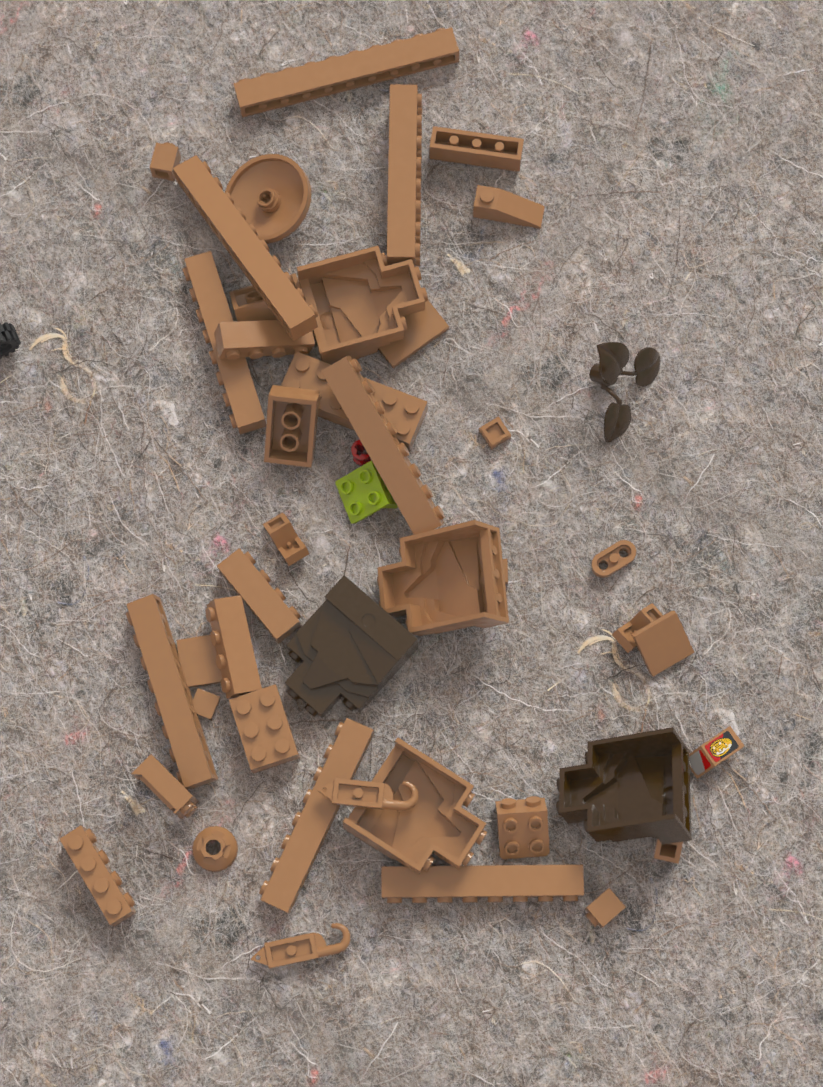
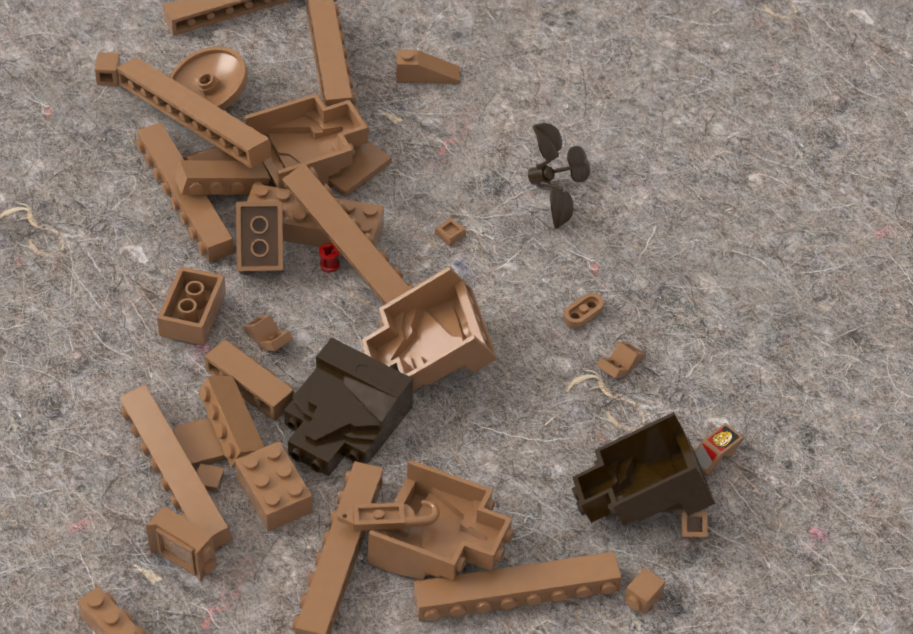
camera: 15 degrees left, 25 degrees down
(212, 497) = (191, 305): none -> medium nougat brick
(224, 858) = (241, 608): medium nougat piece -> none
(364, 493) = (338, 286): lime bracket -> none
(476, 148) = (390, 28): medium nougat brick -> none
(522, 827) = (548, 535): medium nougat bracket -> none
(662, 643) = (646, 366): medium nougat tile -> none

